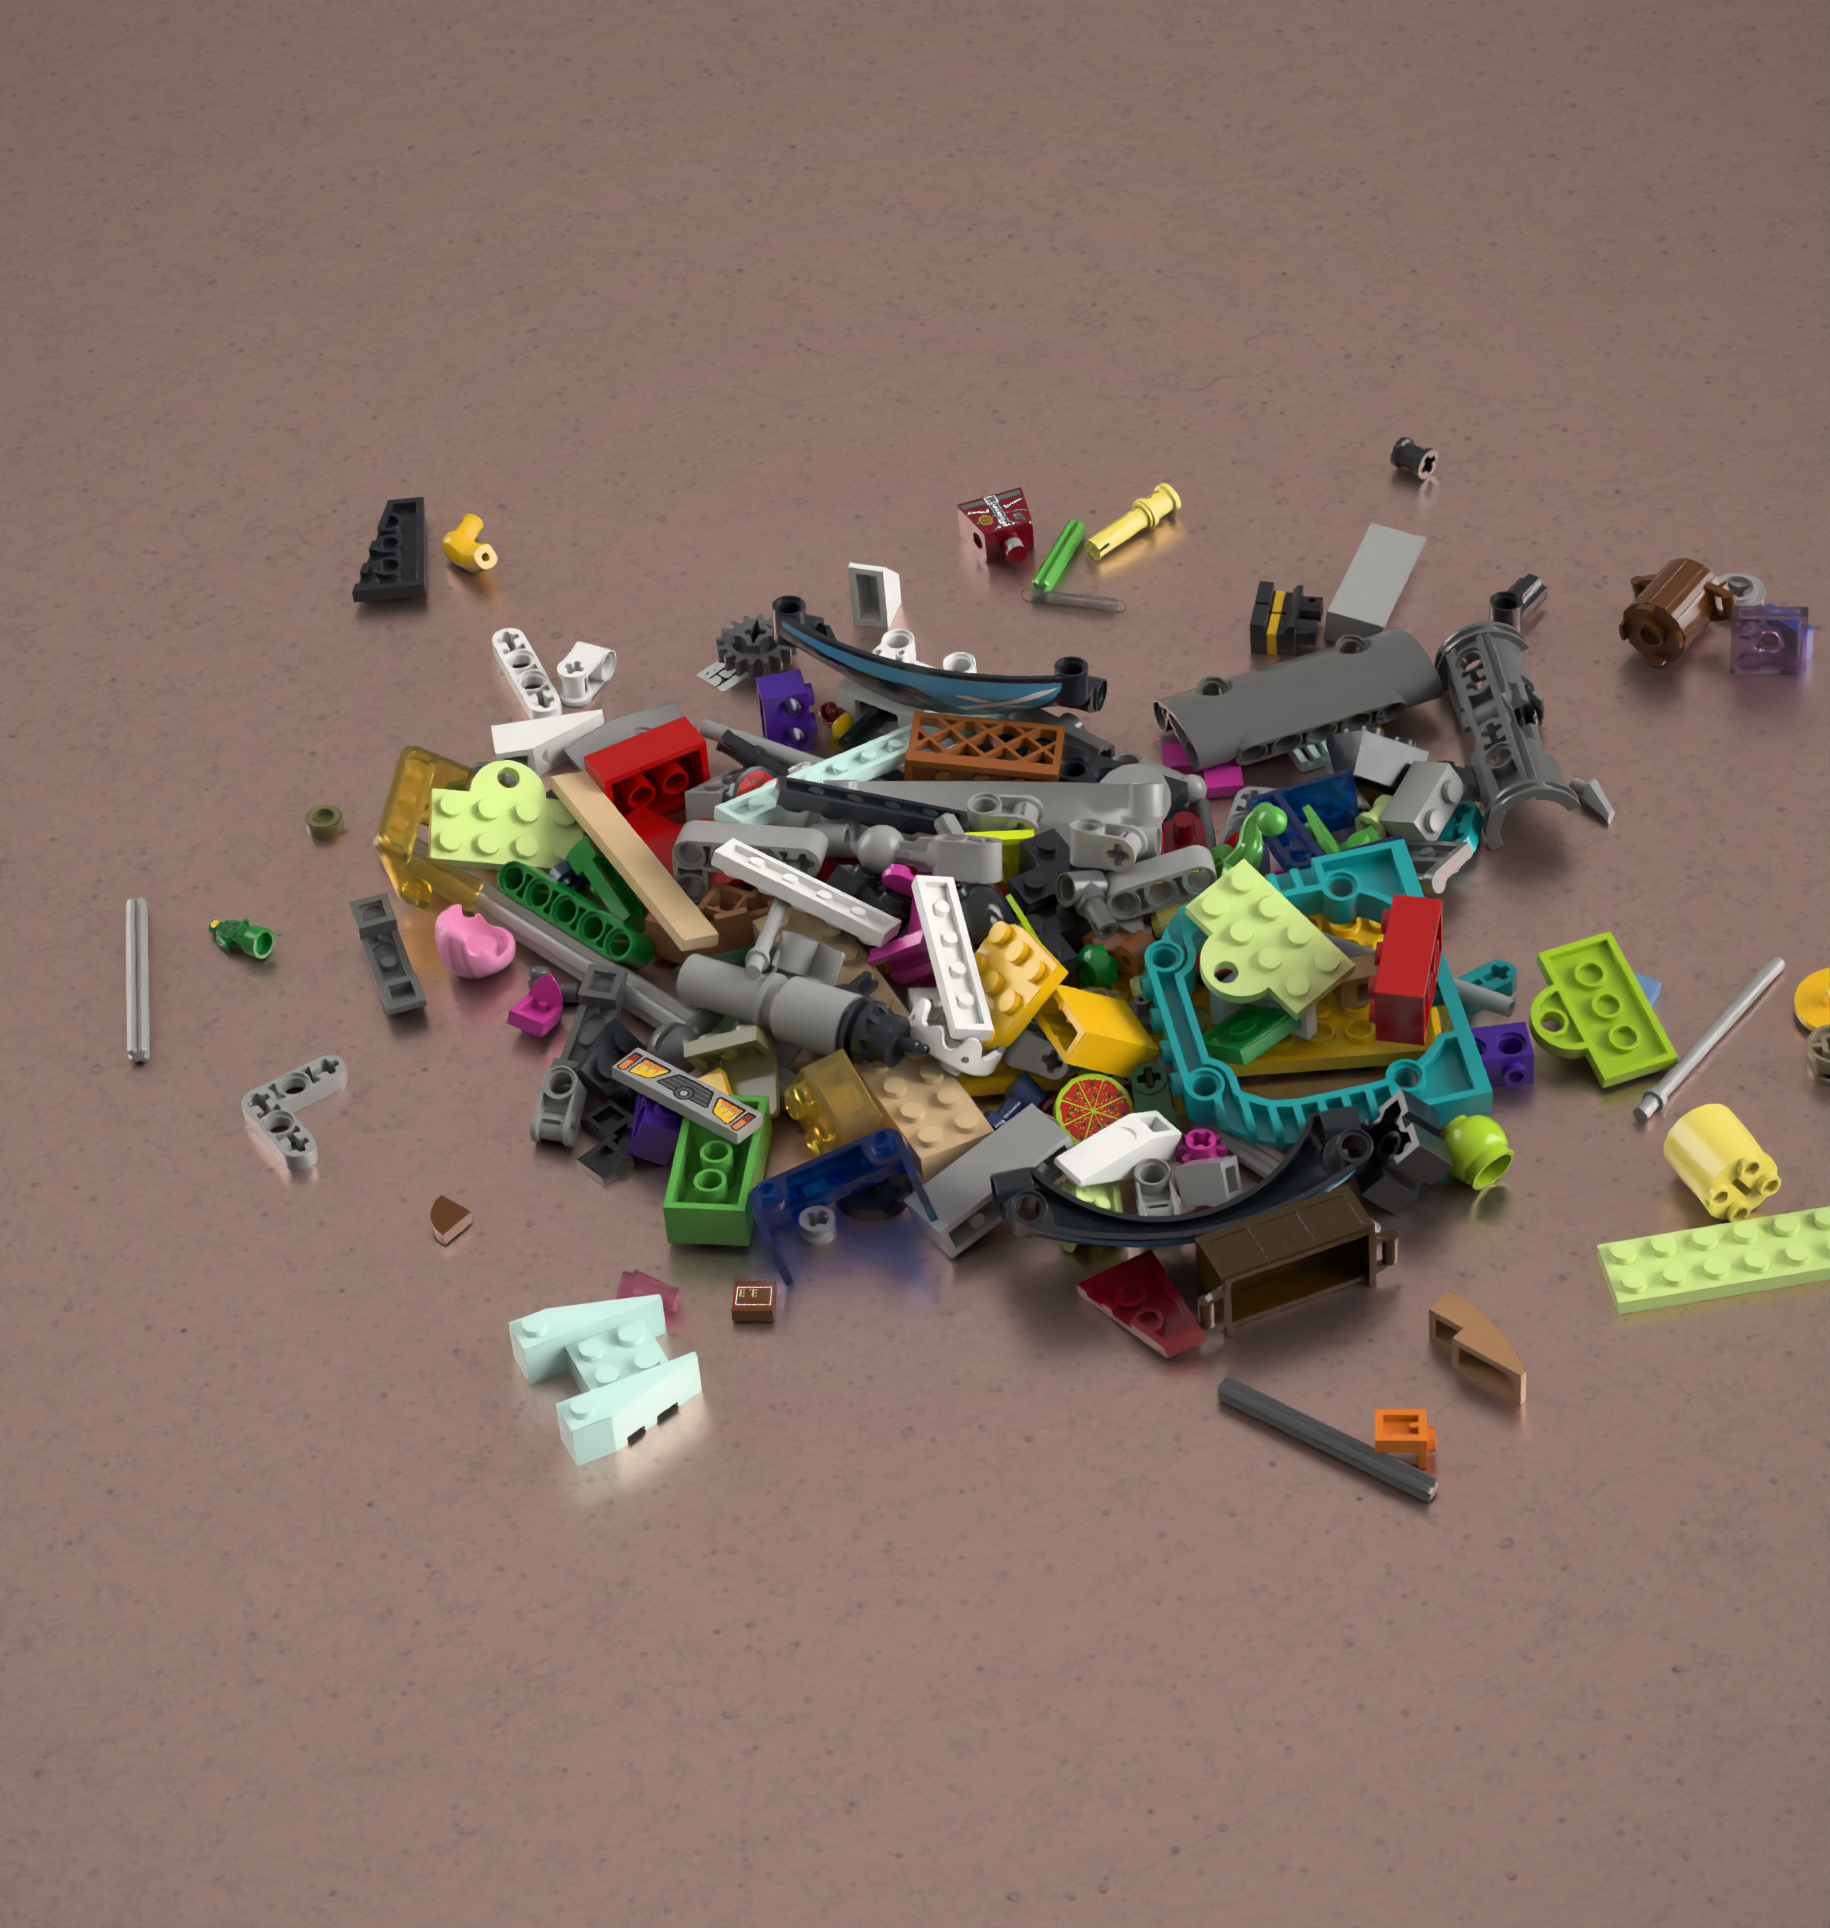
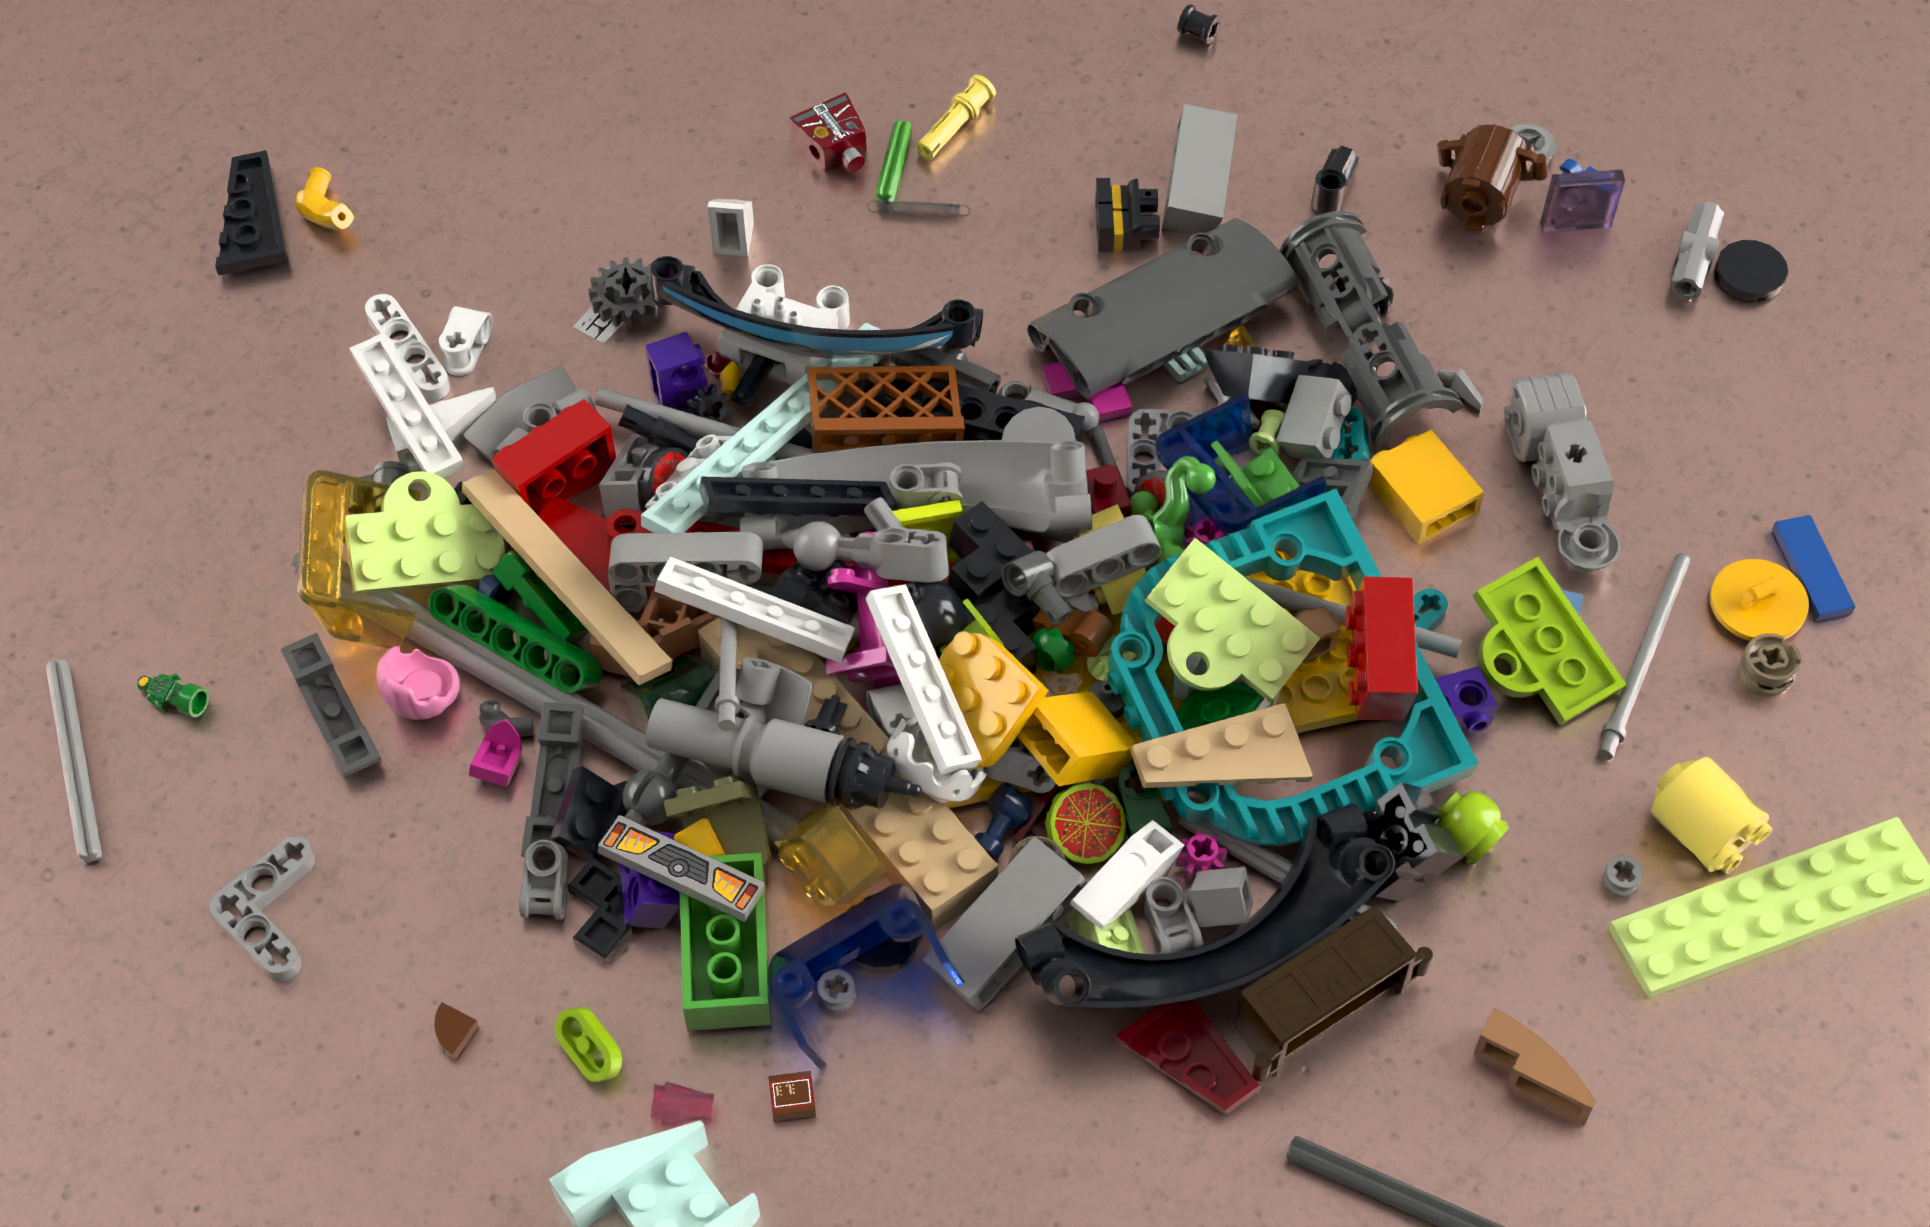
camera: 15 degrees left, 15 degrees up
(324, 822) = (234, 541): olive tile -> none
(512, 713) = (407, 407): none -> white plate
(571, 1238) = (589, 1049): none -> lime plate
(815, 737) = (719, 406): none -> black gear
(1105, 844) = (1041, 524): light grey piece -> none
(1251, 1048) = (1229, 751): none -> tan wing
(1404, 1432) = (1492, 1191): orange bracket -> none
(1524, 876) = (1424, 486): none -> yellow brick
(1623, 1222) = (1626, 864): none -> light grey bush
(1670, 851) = (1552, 426): none -> light grey brick

